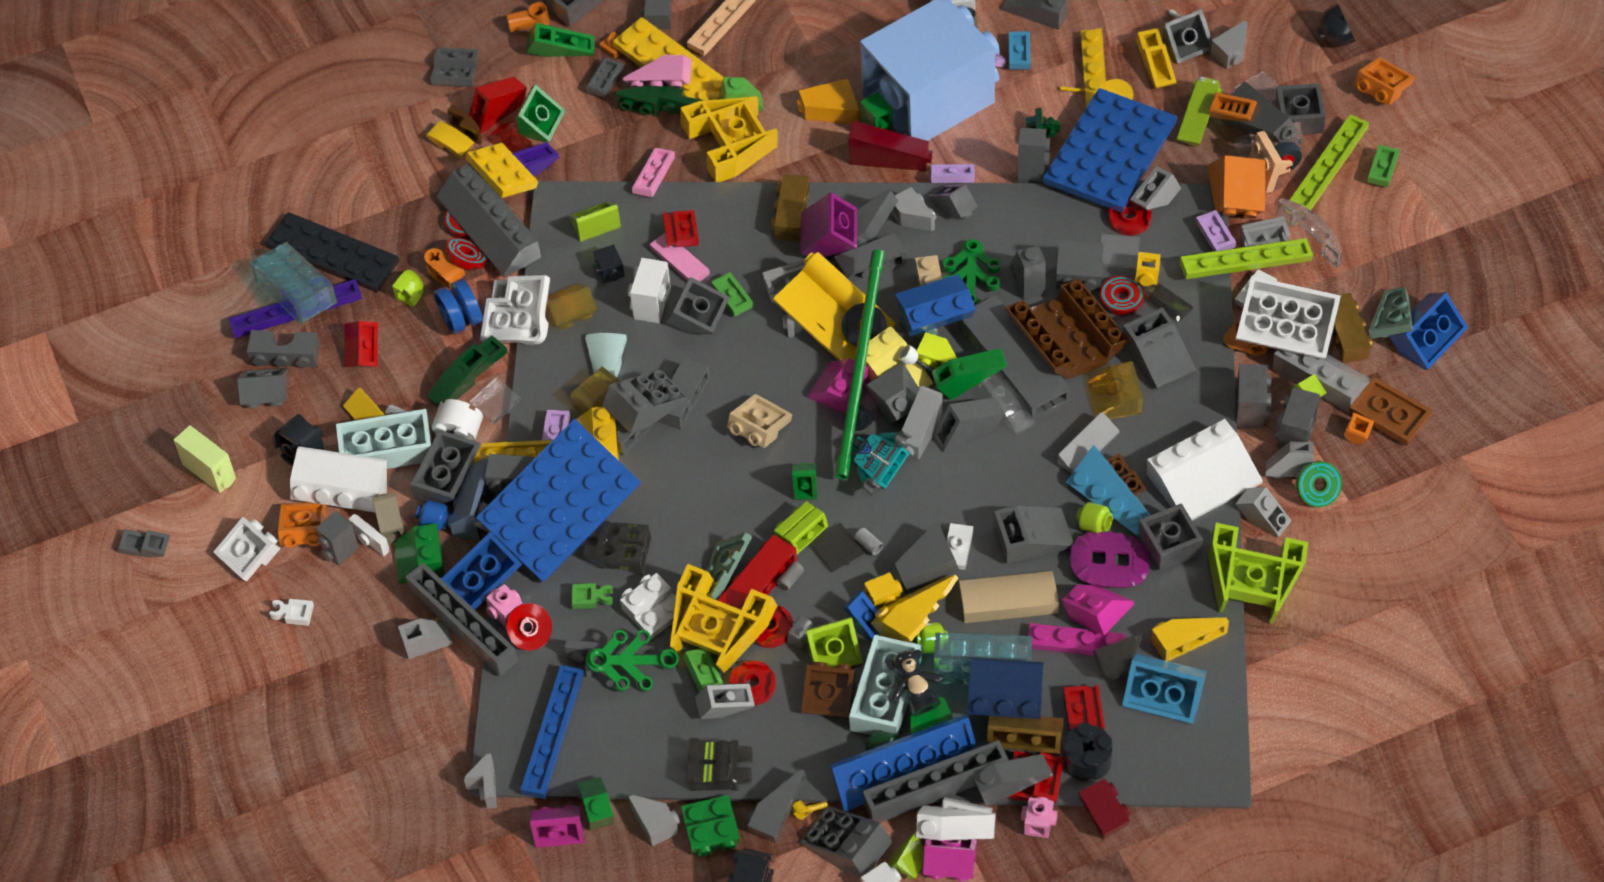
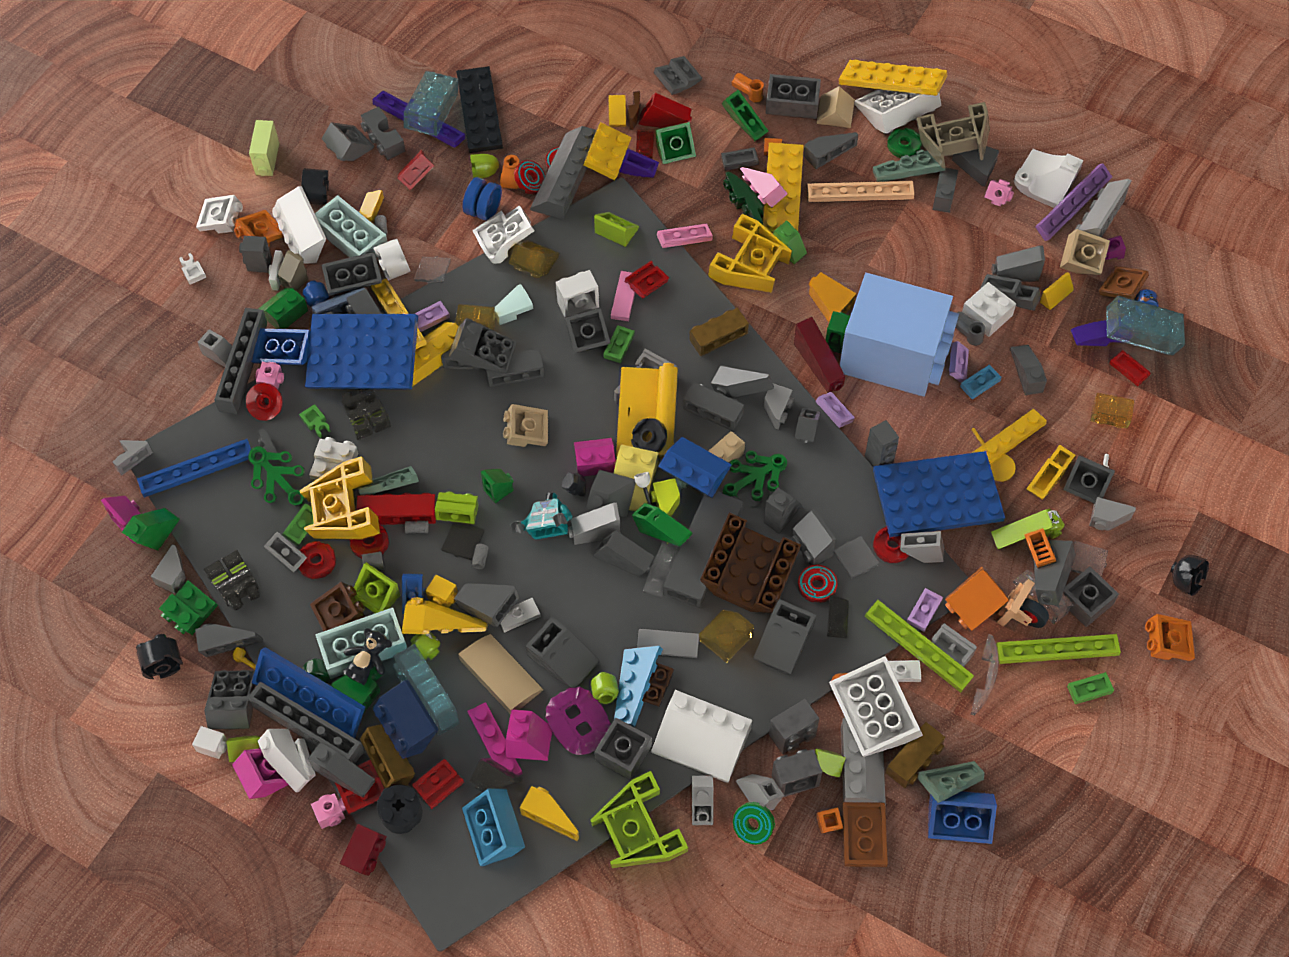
camera: 50 degrees right, 5 degrees up
(144, 545) = (187, 160): dark grey slope -> none
(465, 369) = (437, 236): dark green slope -> none
(608, 264) = (584, 258): black brick -> none
(828, 226) = (711, 363): magenta slope -> none
(844, 458) = (529, 496): green piece -> none
(1040, 122) = (922, 440): dark green hips -> none
(1146, 274) = (849, 584): yellow brick -> none

